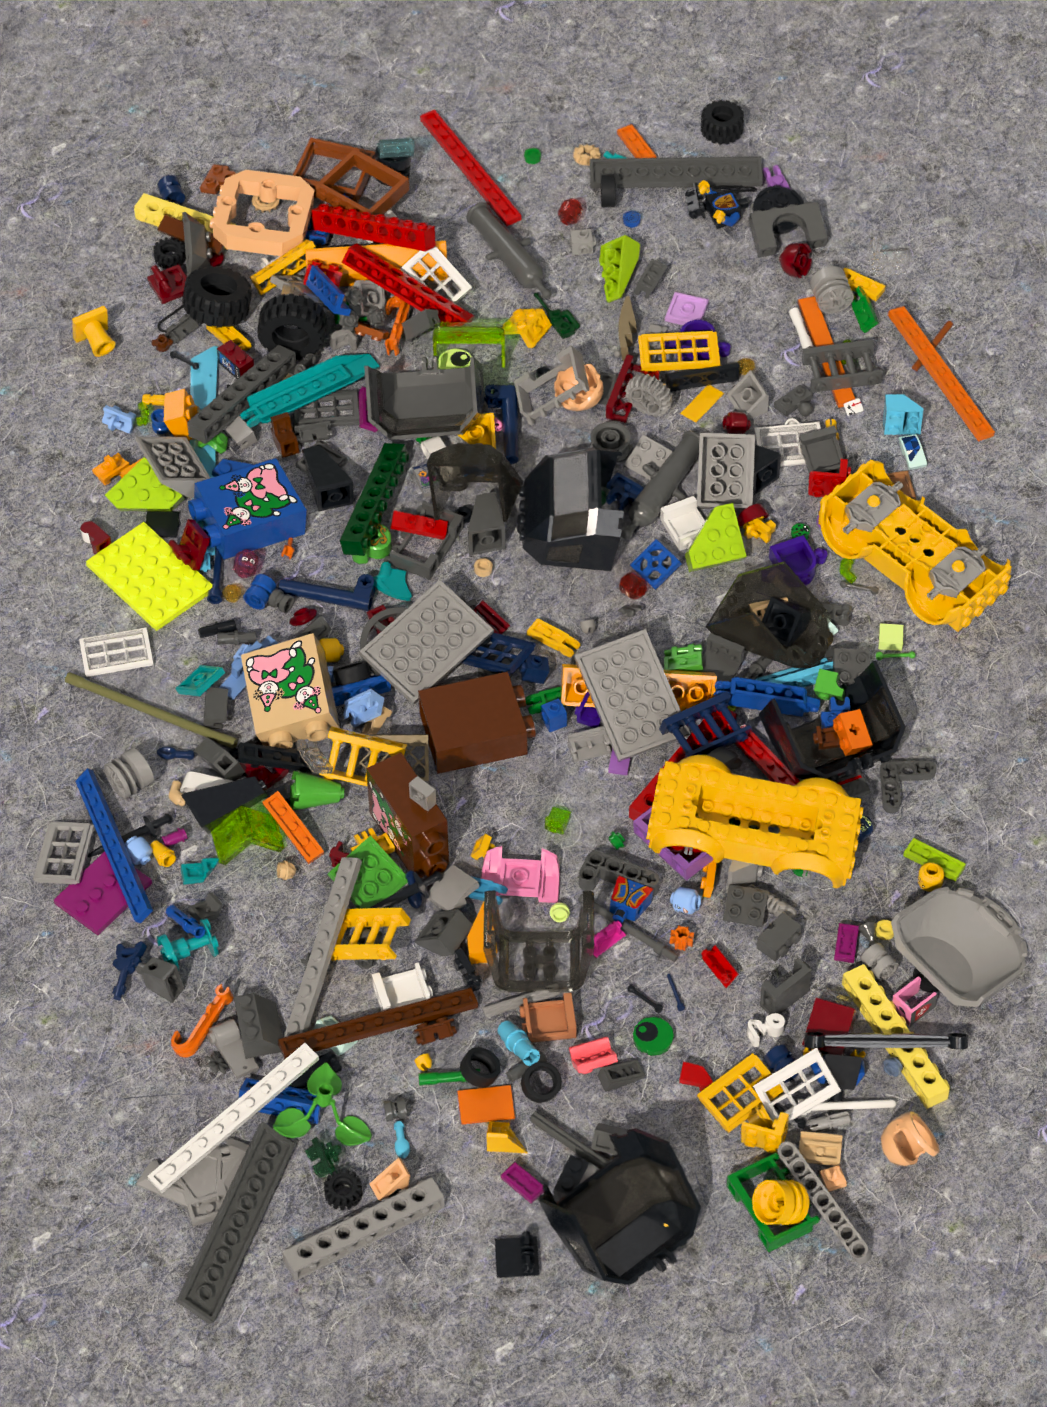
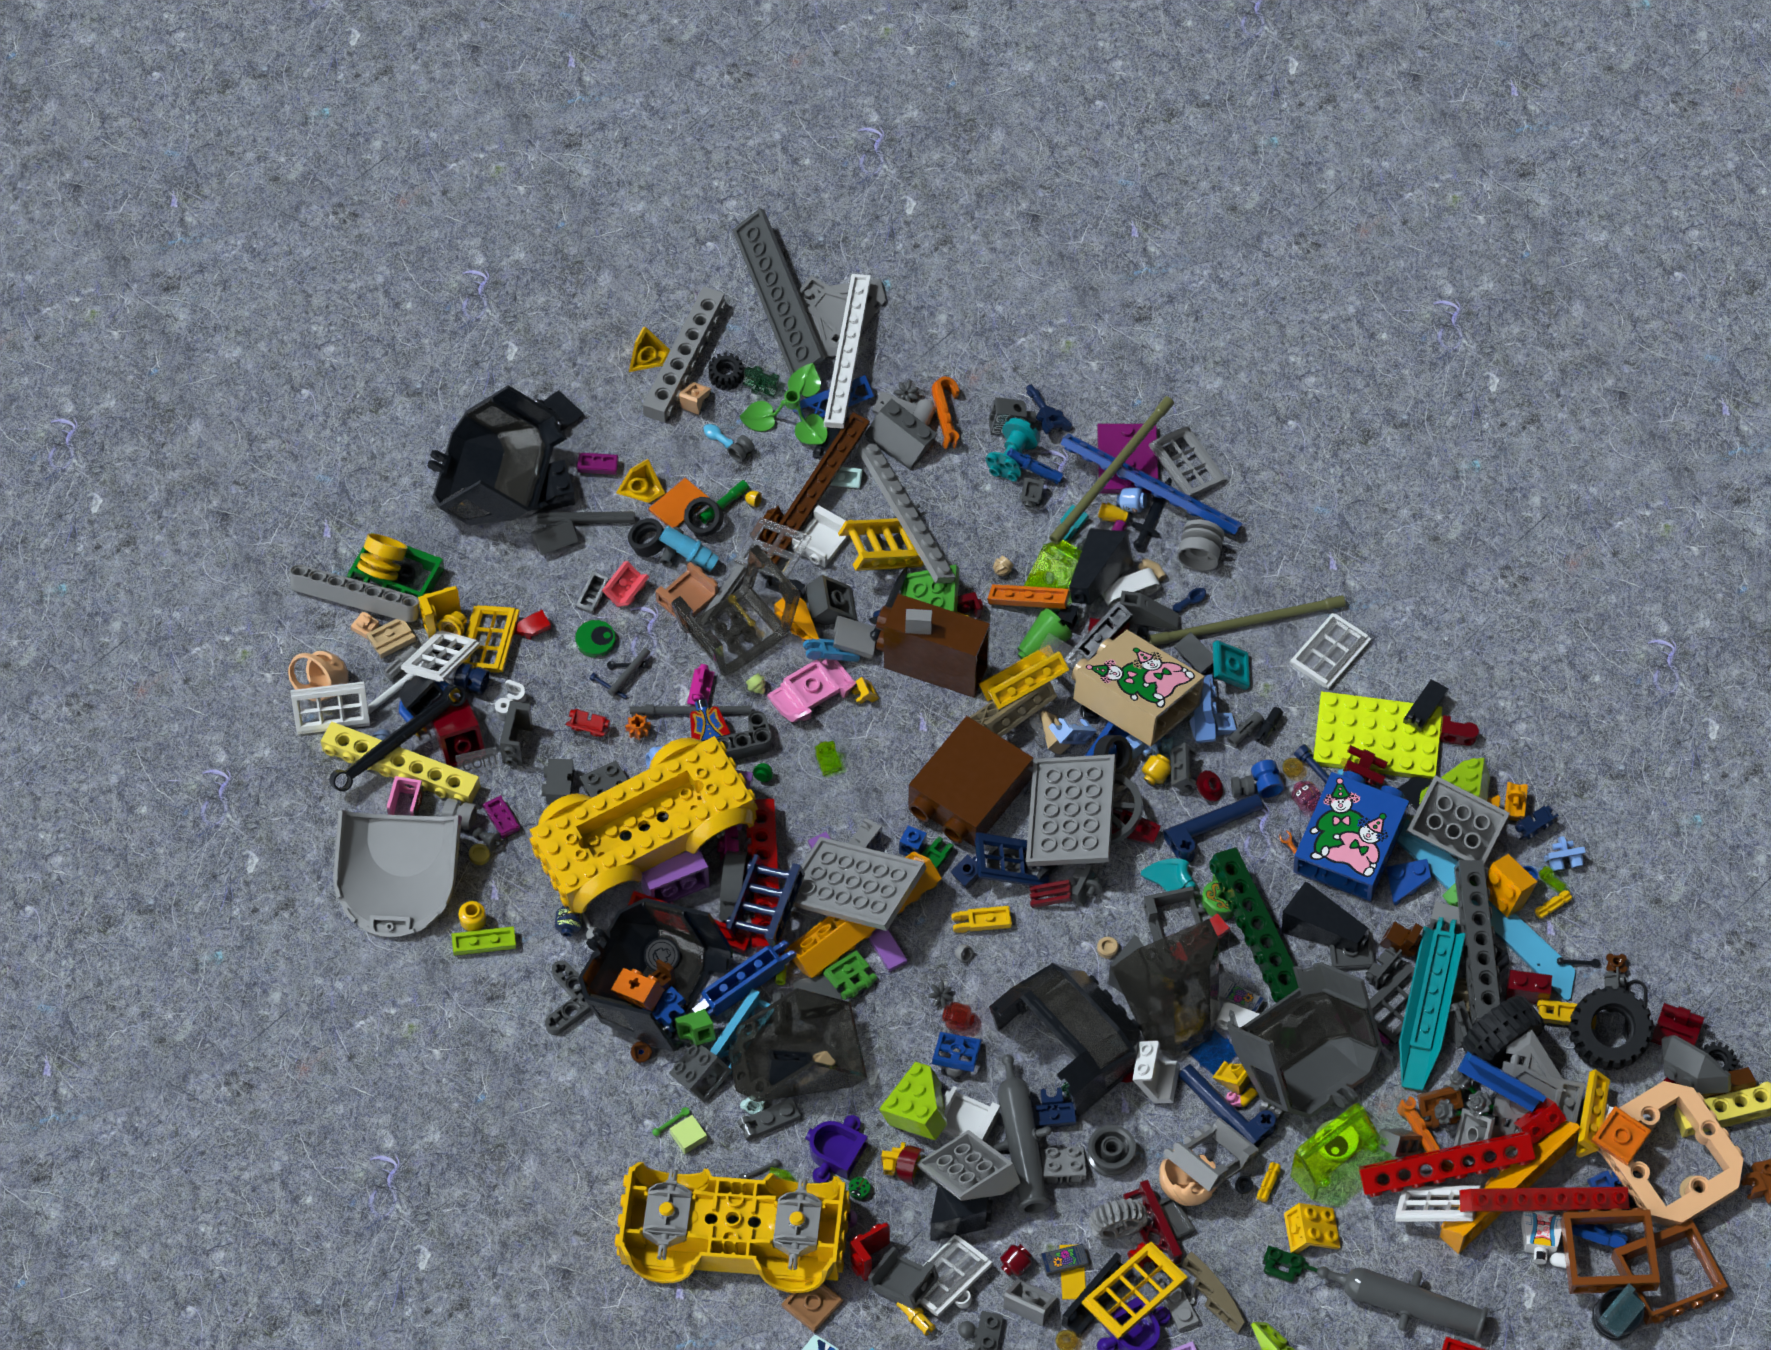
camera: 140 degrees right, 5 degrees up
(55, 872) = (1063, 528): none -> olive piece
(93, 327) = (1678, 917): yellow plant -> none
(99, 562) = (1426, 705): none -> black hinge
(113, 446) = (1542, 818): none -> dark blue hinge
(287, 227) = (1621, 1136): none -> orange tile
(391, 1256) = (648, 351): none -> yellow slope
(455, 989) = (774, 549): none -> clear window
(521, 981) = (732, 599): none -> clear yellow hinge
(524, 368) = (1268, 1182): none -> yellow axle
(535, 454) = (1154, 1075): none -> white panel
(651, 986) = (628, 672): none -> dark grey bar
(702, 408) = (1064, 1259): none -> tile
(813, 757) = (661, 949): none -> sticker
(921, 1109) = (339, 703): none -> white piece

